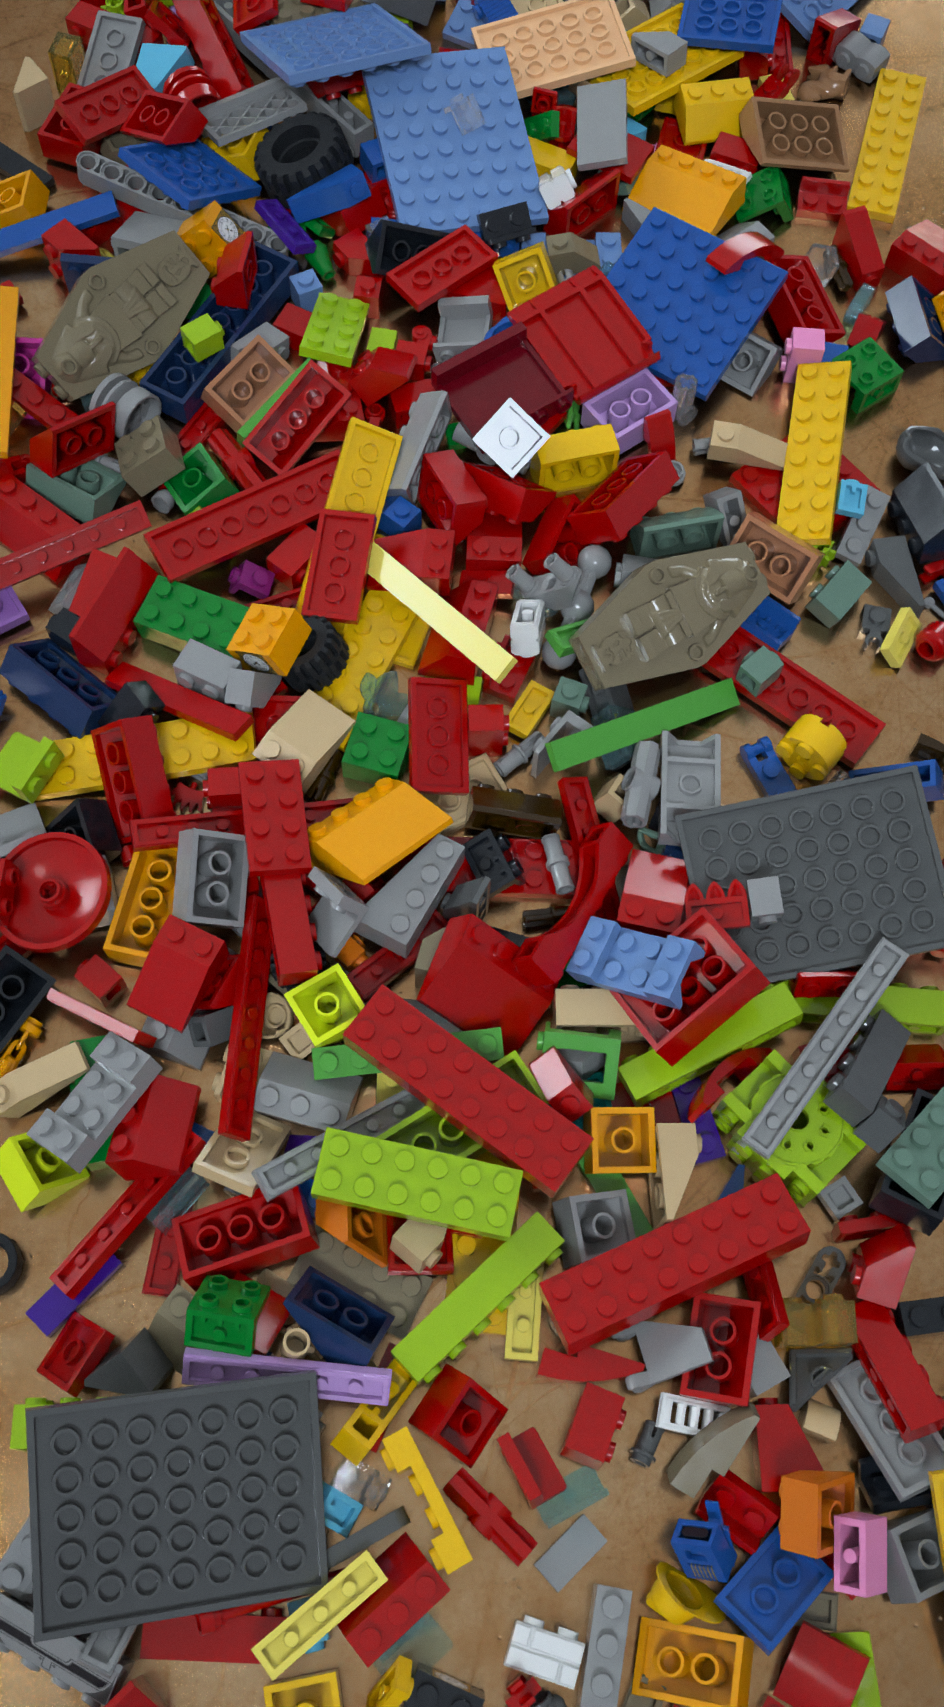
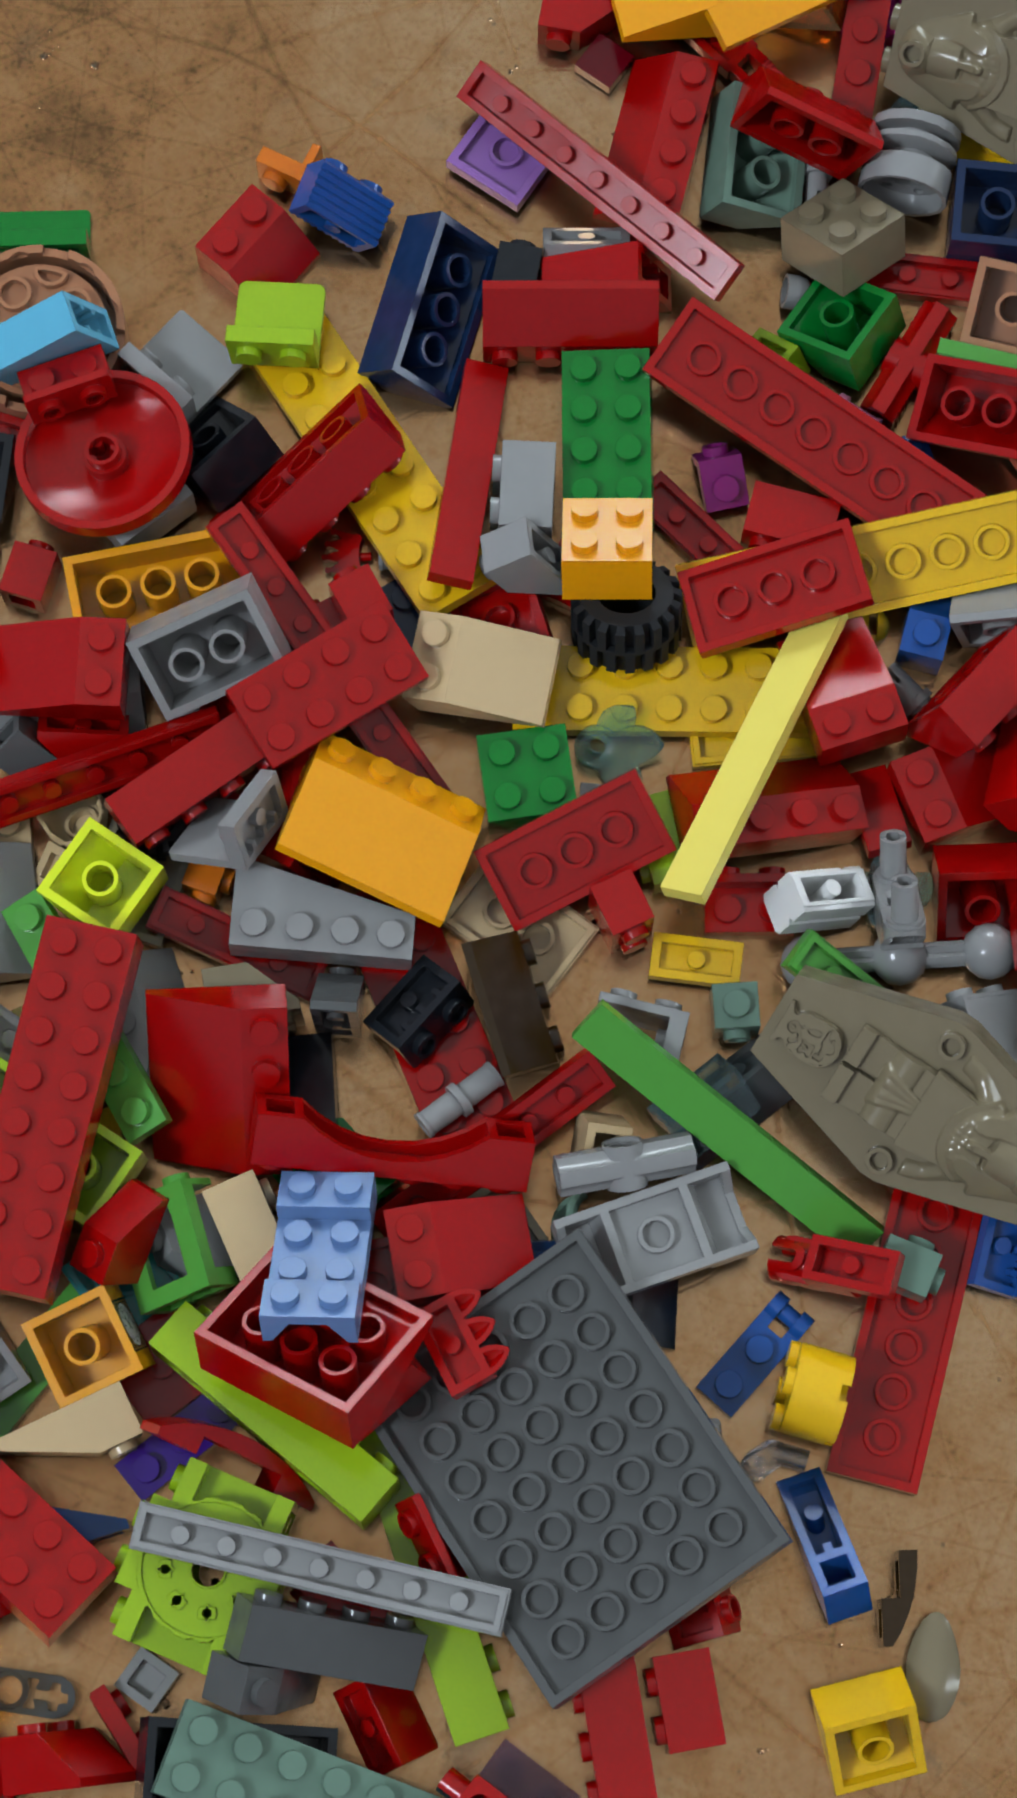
camera: 70 degrees right, 10 degrees up
(133, 701) = (427, 421): black slope -> none
(324, 779) = (451, 725): dark brown pin -> none
(517, 755) = (617, 975): light grey axle -> none
(543, 916) = (380, 1114): dark brown axle -> none
(746, 701) = (837, 1266): none -> red plate
(764, 900) = (496, 1402): light grey brick -> none

